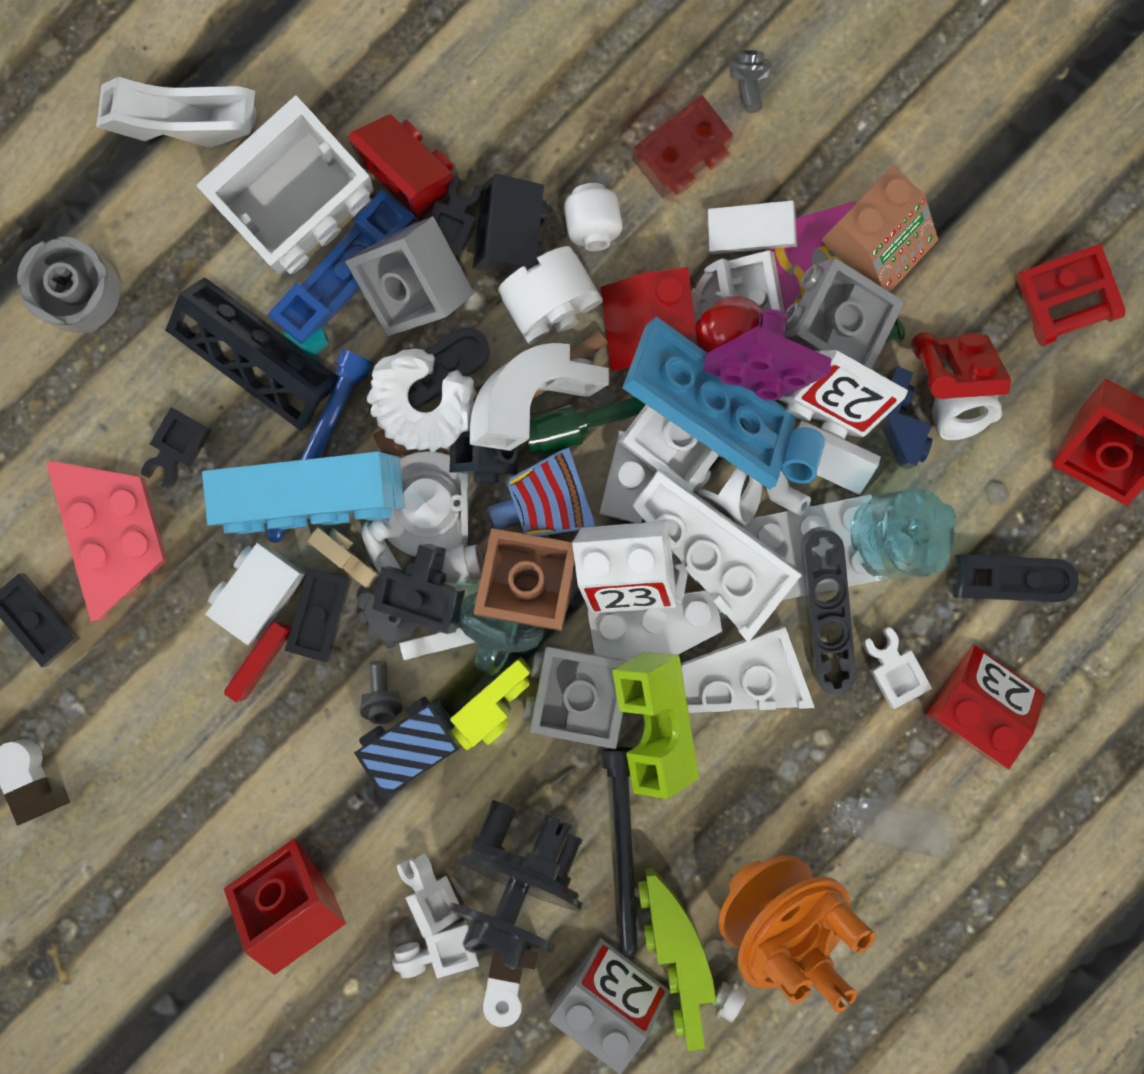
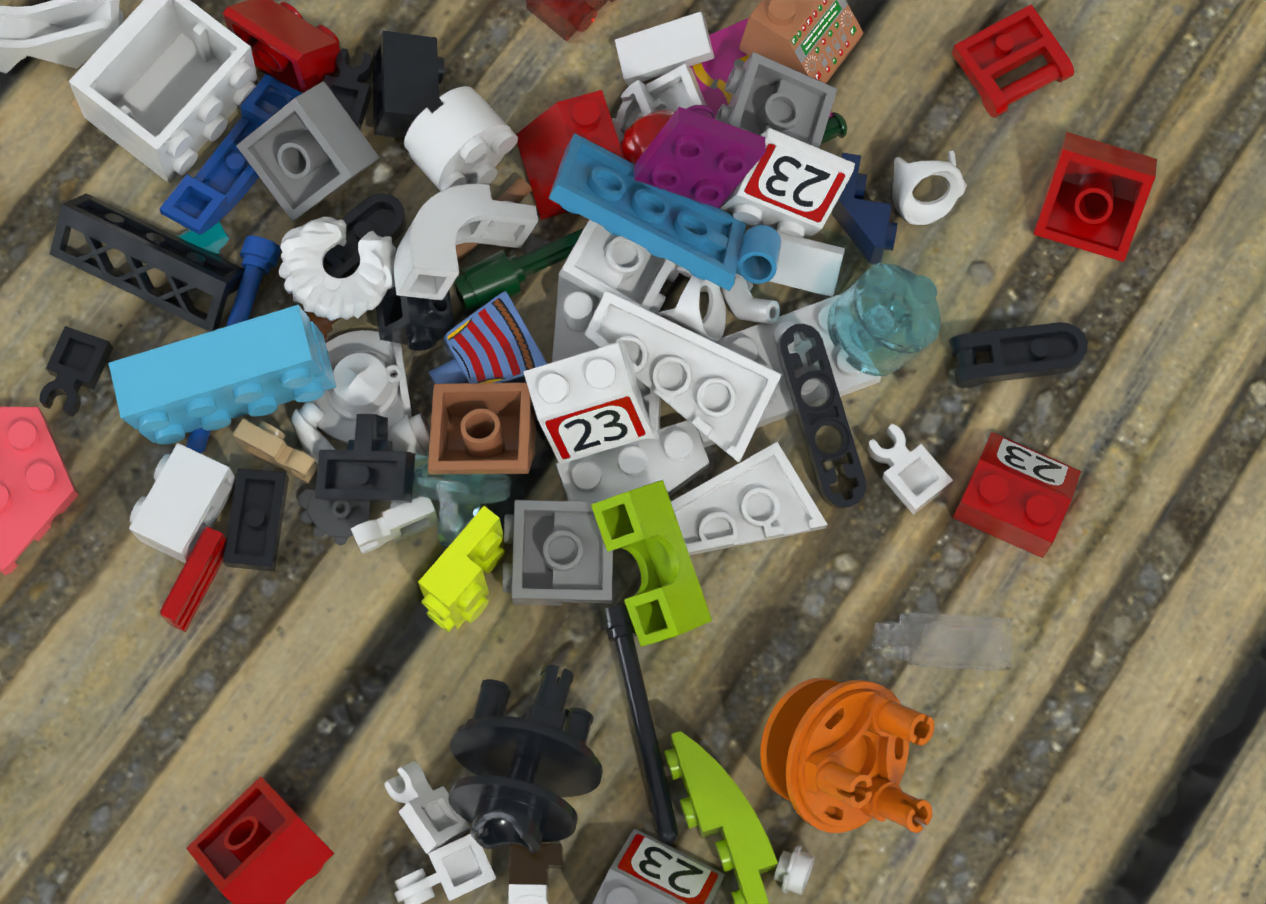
camera: 10 degrees left, 15 degrees down
(380, 700) = (339, 606): dark grey plate -> none
(408, 747) = (379, 633): container -> none
(593, 216) = (494, 64): white head -> none
(972, 360) = (912, 142): red plate -> none

